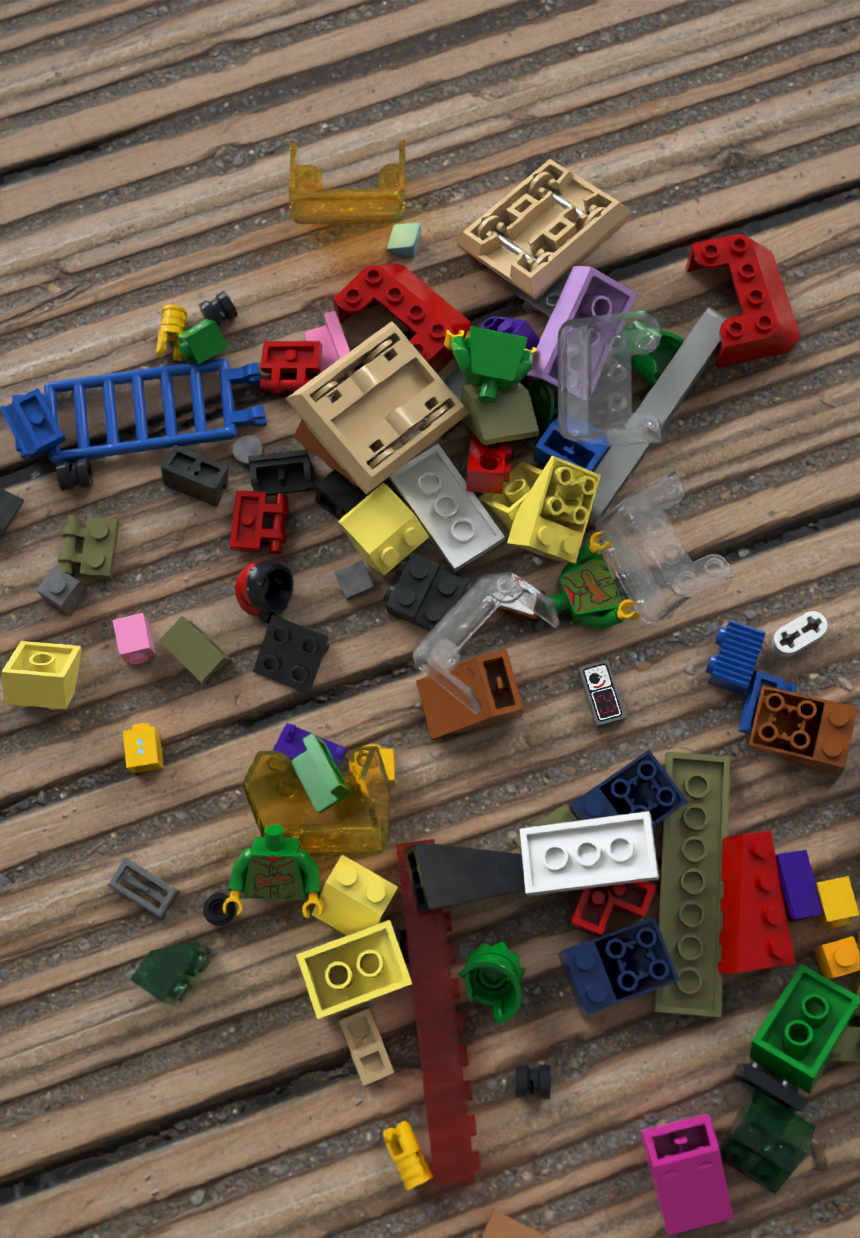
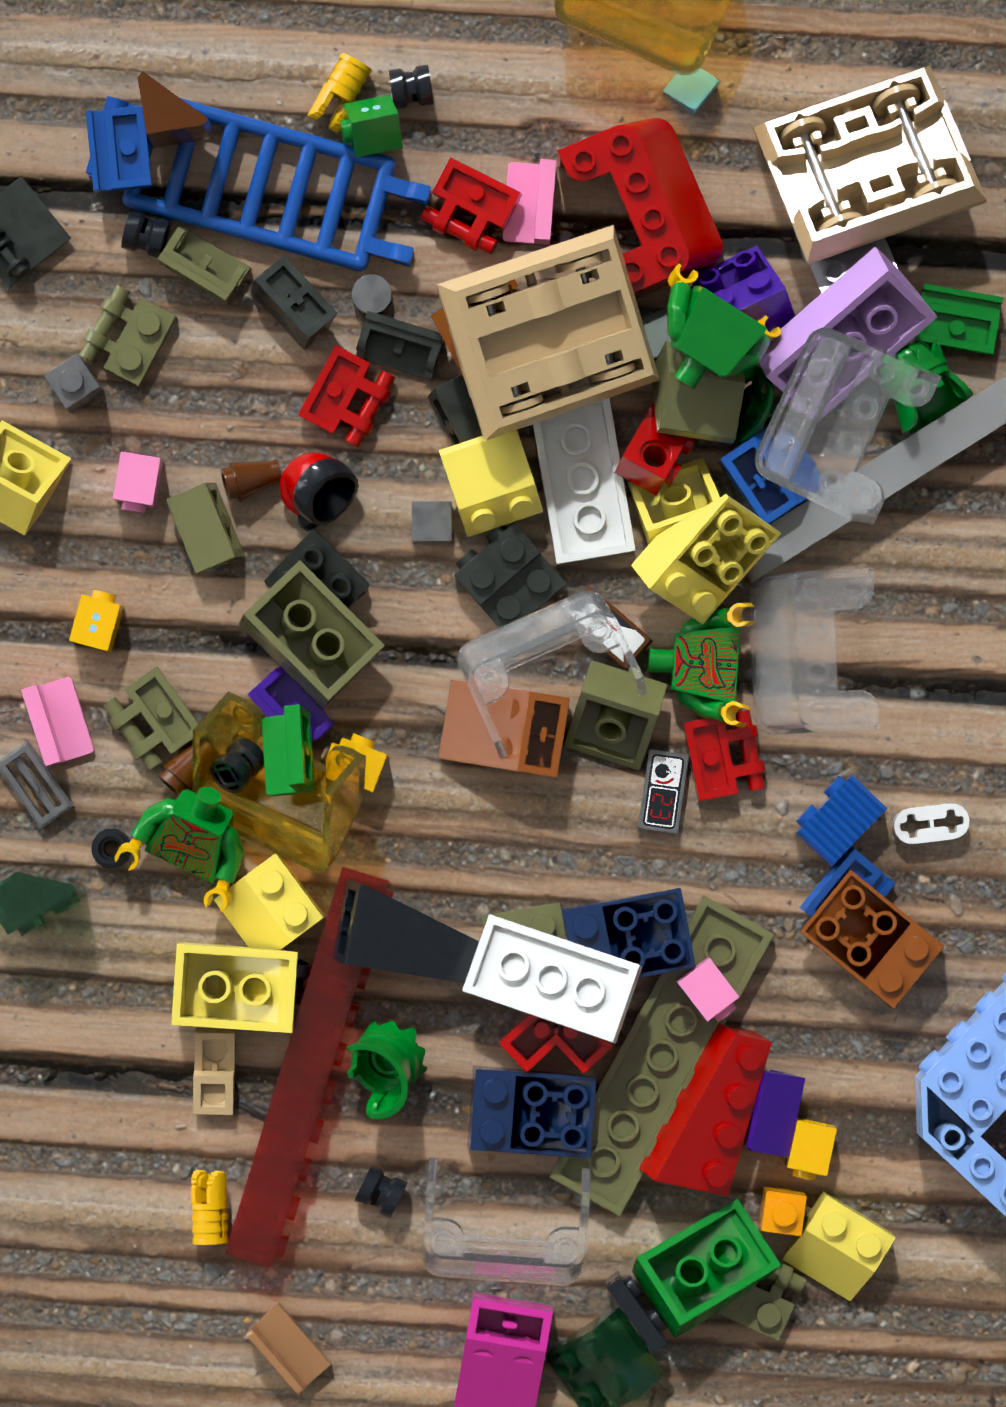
camera: 20 degrees right, 15 degrees up
(61, 382) = (169, 117): none -> reddish brown slope
(123, 480) = (204, 265): none -> olive hinge
(143, 833) = (58, 721): none -> bright pink panel
(213, 604) = (249, 478): none -> reddish brown cone
(216, 790) = (161, 708): none -> olive plate
(246, 830) = (179, 772): none -> reddish brown cone
(287, 804) = (235, 768): none -> black wheel
(301, 689) = (311, 634): none -> olive slope
(543, 655) = (613, 717): none -> olive slope
(615, 1105) = (463, 1256): none -> clear windscreen
(626, 656) = (712, 759): none -> red plate
(658, 299) = (963, 320): none -> green plate
(705, 815) = (709, 990): none -> bright pink brick

